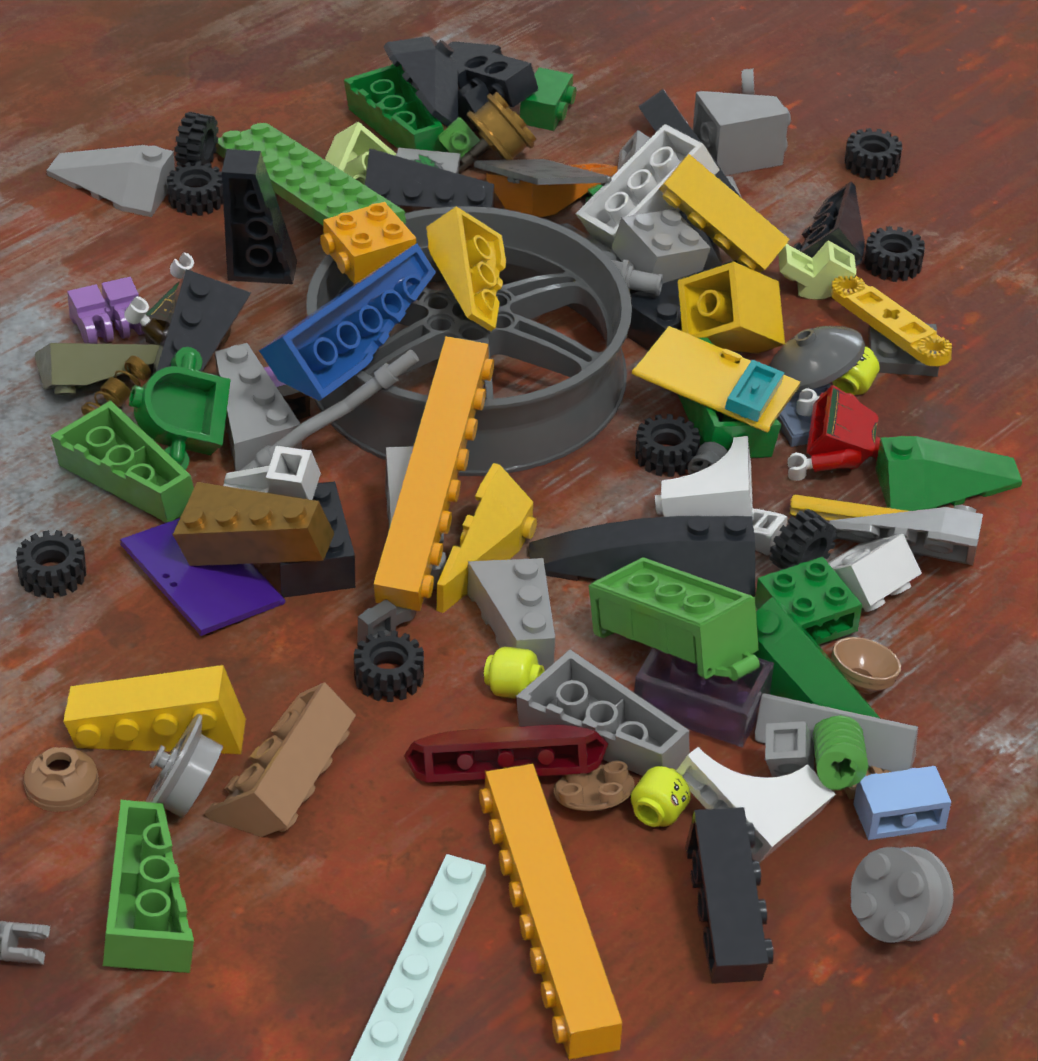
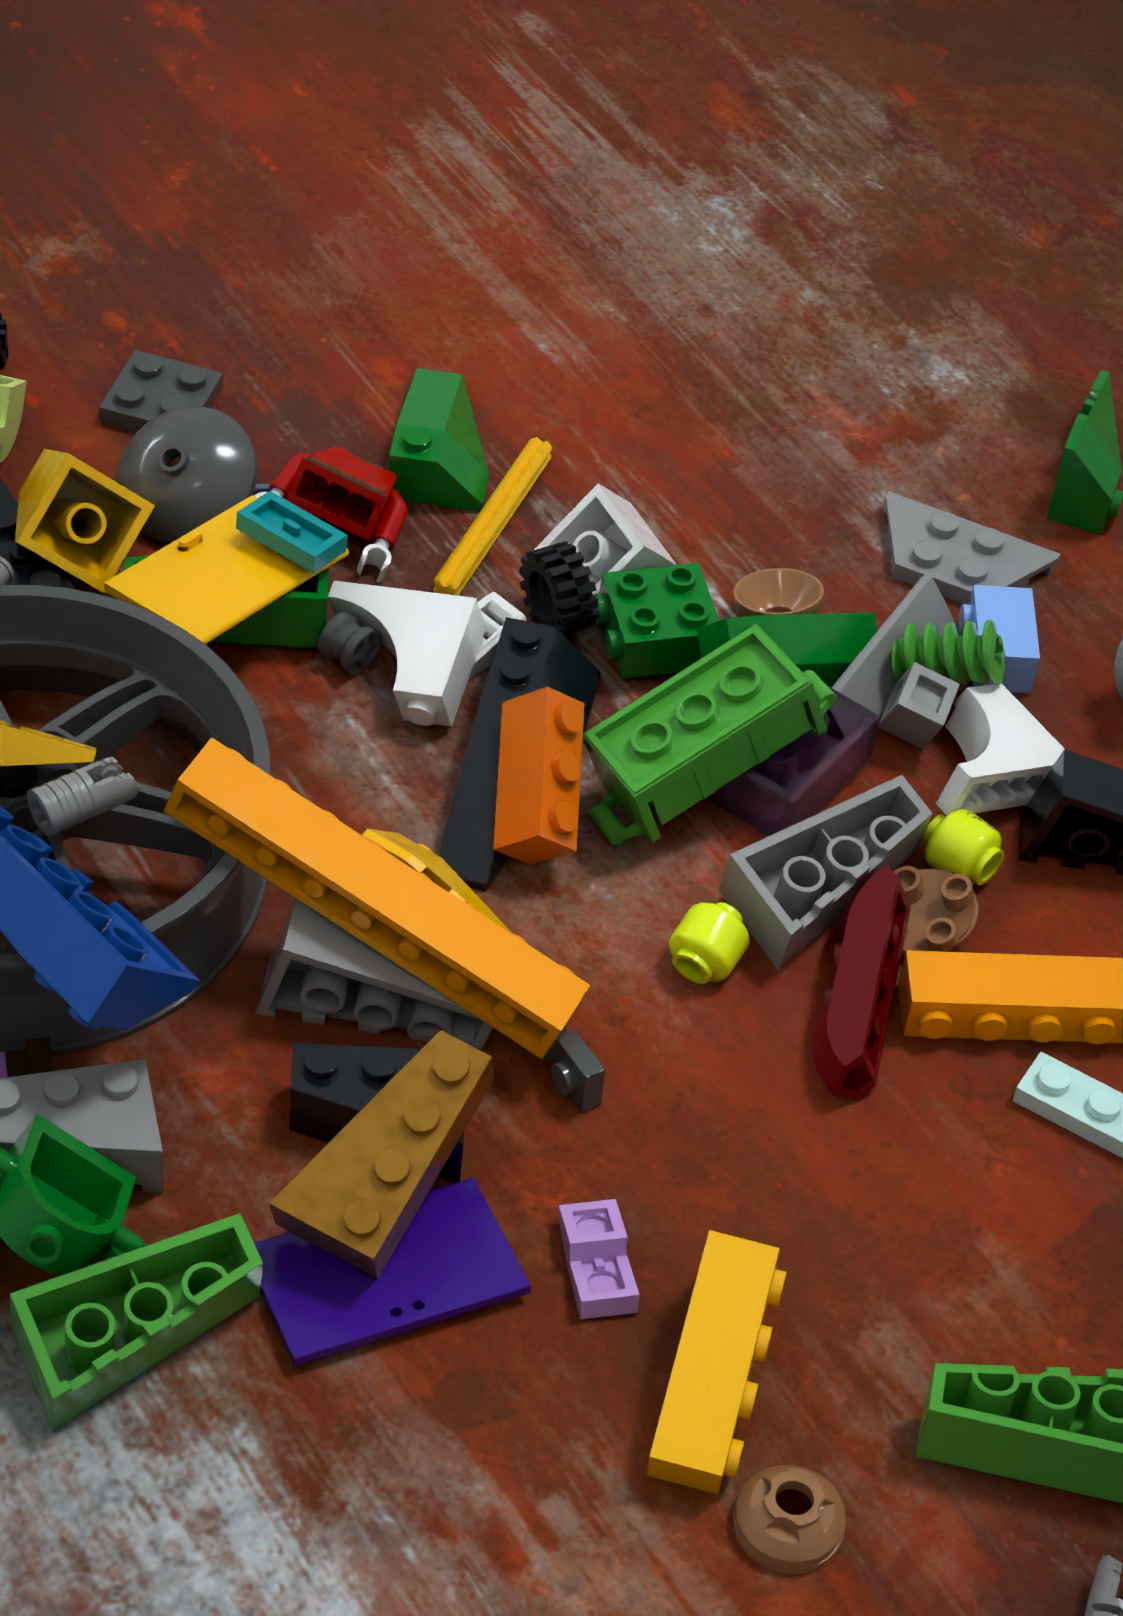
camera: 80 degrees left, 5 degrees up
(56, 577) = (324, 1494): black tyre -> none
(184, 769) = (854, 1343): light grey wheel -> none
(244, 660) = (598, 1259): none -> lavender slope
(286, 765) = (852, 1238): medium nougat wedge -> none
(290, 473) = (286, 1120): white arch -> none
(384, 378) = (182, 1122): light grey bar -> none
(389, 681) = (650, 1101): black tyre -> none
(443, 320) = (80, 795): none -> light grey hinge
(515, 604) = (598, 905): light grey wedge -> none
(606, 552) = (539, 776): none -> orange brick
(661, 432) = (294, 656): black tyre -> none
(892, 321) = (112, 387): yellow piece -> none
(934, 532) = (561, 474): light grey wedge -> none
(993, 775) = (957, 550): none -> light grey wing

